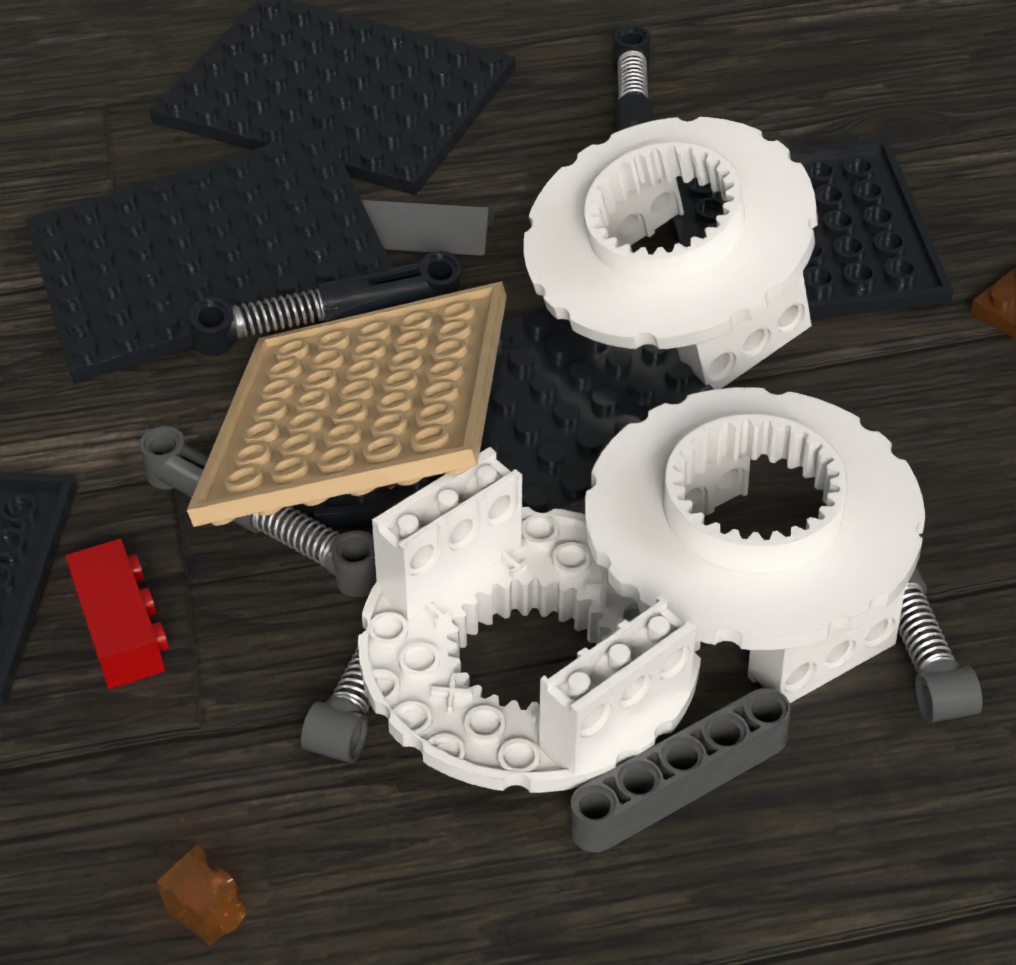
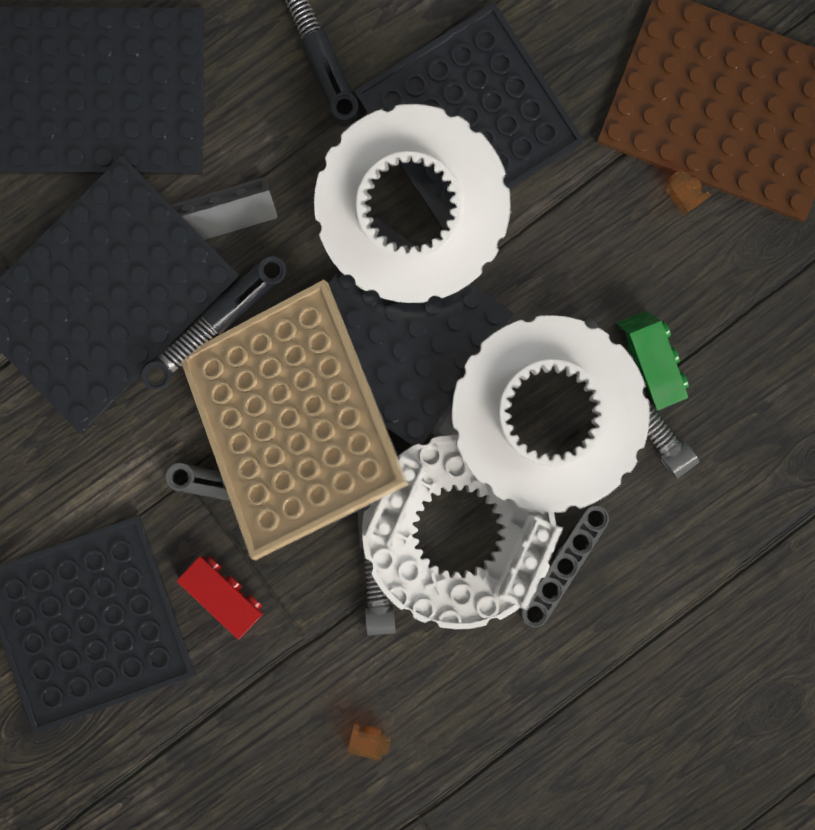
camera: 30 degrees left, 40 degrees up
(960, 545) = (655, 359): none -> green wedge

